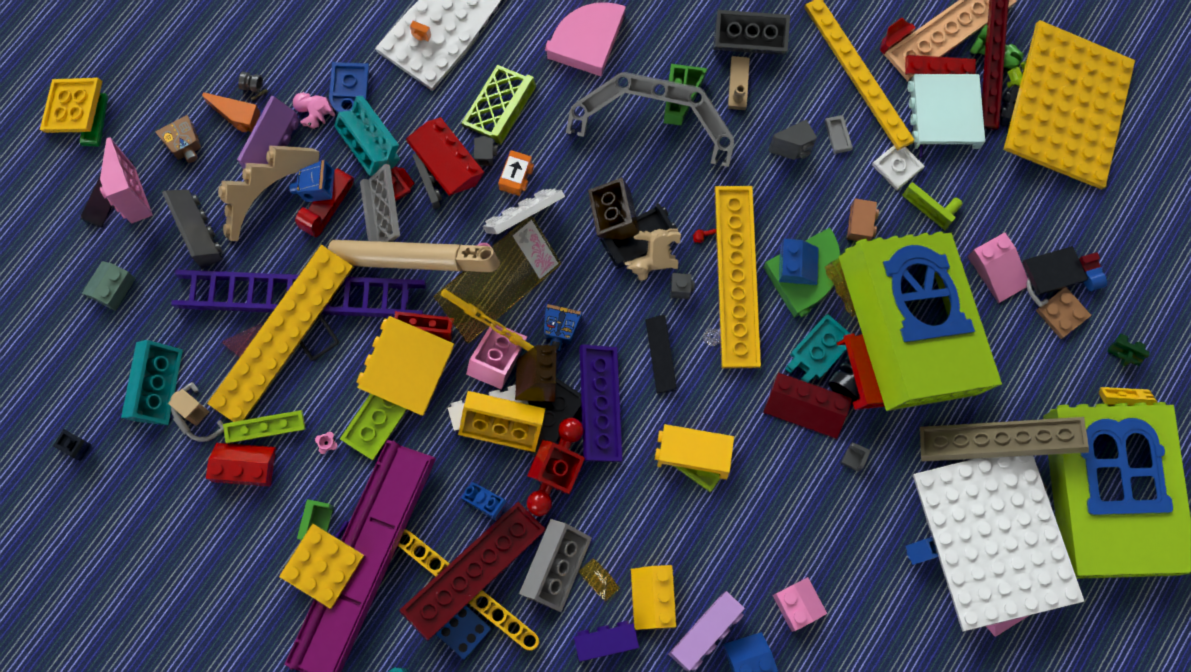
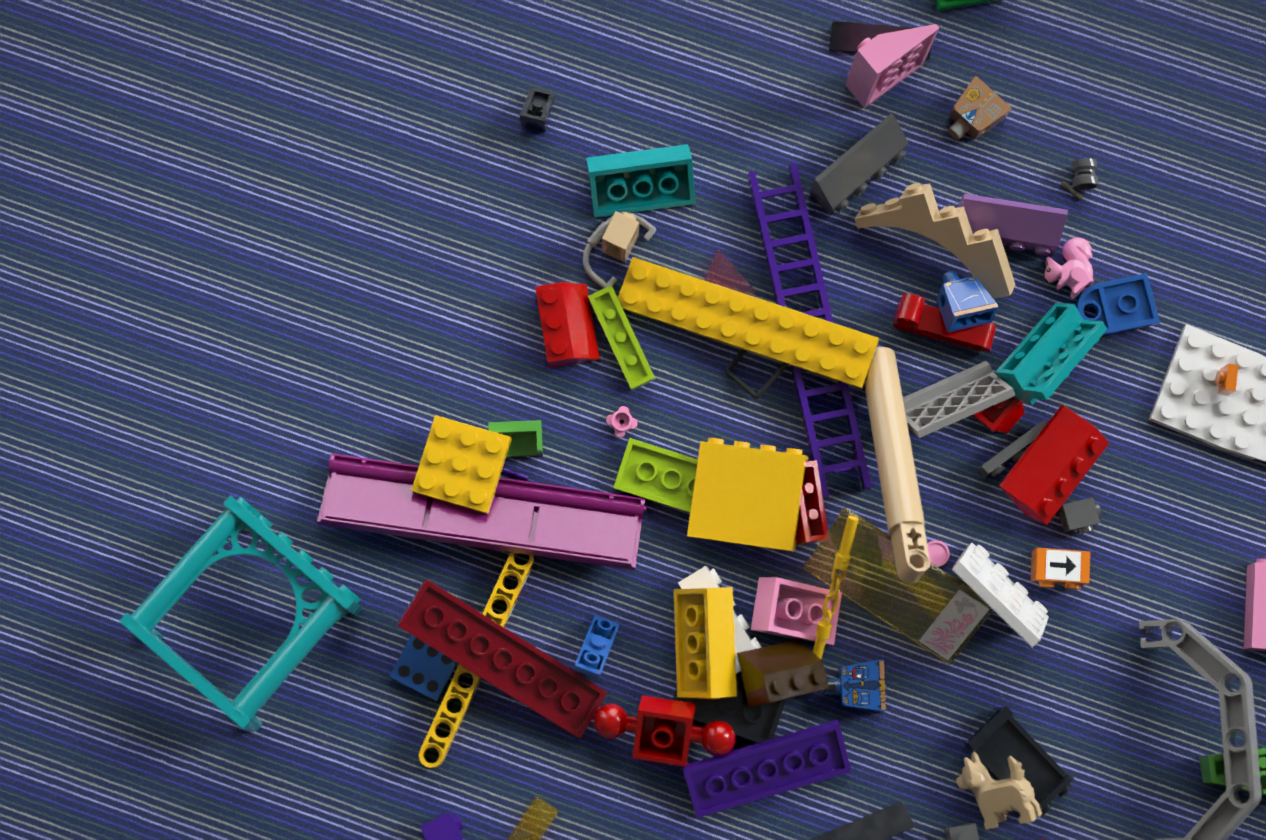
camera: 75 degrees right, 5 degrees up
(109, 285) = (754, 85): sand green slope -> none
(238, 113) = (1035, 173): orange slope -> none
(513, 108) = (1157, 538): lime fence -> none
(555, 565) = (536, 763): light grey slope -> none
(613, 210) = (1043, 718): dark brown slope -> none

